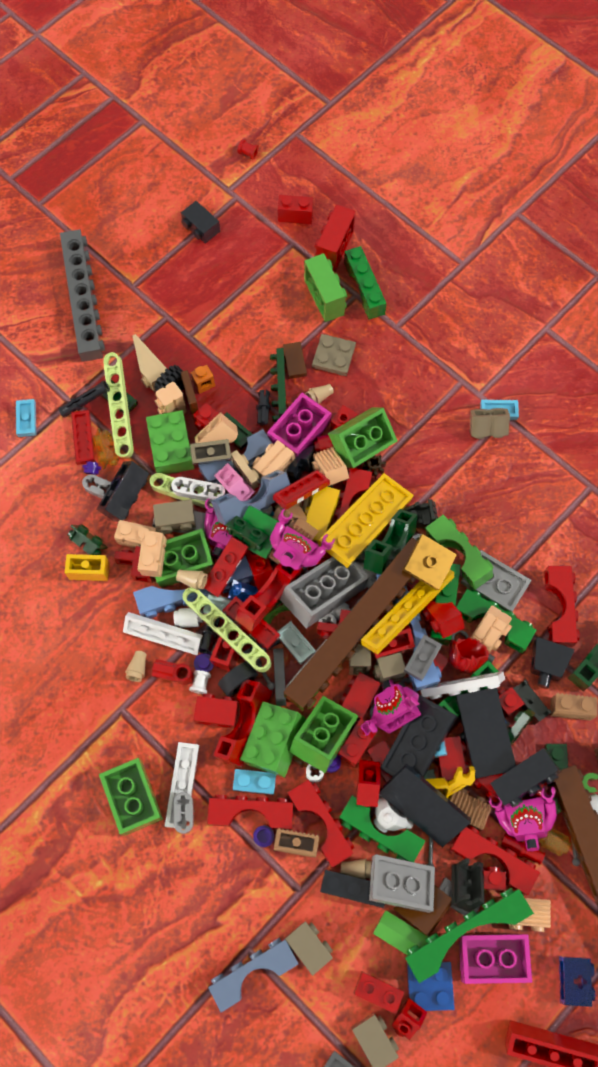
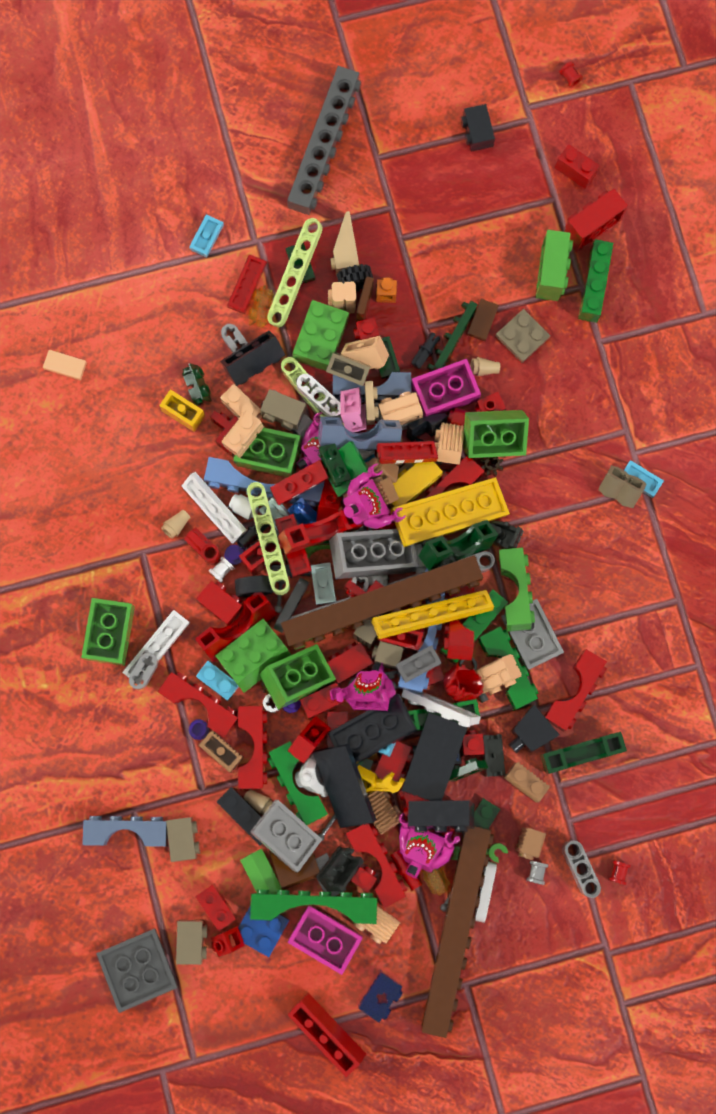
camera: 25 degrees right, 10 degrees up
(78, 402) = (260, 249): black pin -> none
(91, 468) = (238, 319): dark purple plate -> none
(194, 579) = (266, 478): tan cone -> none
(429, 562) = (475, 586): plate -> none

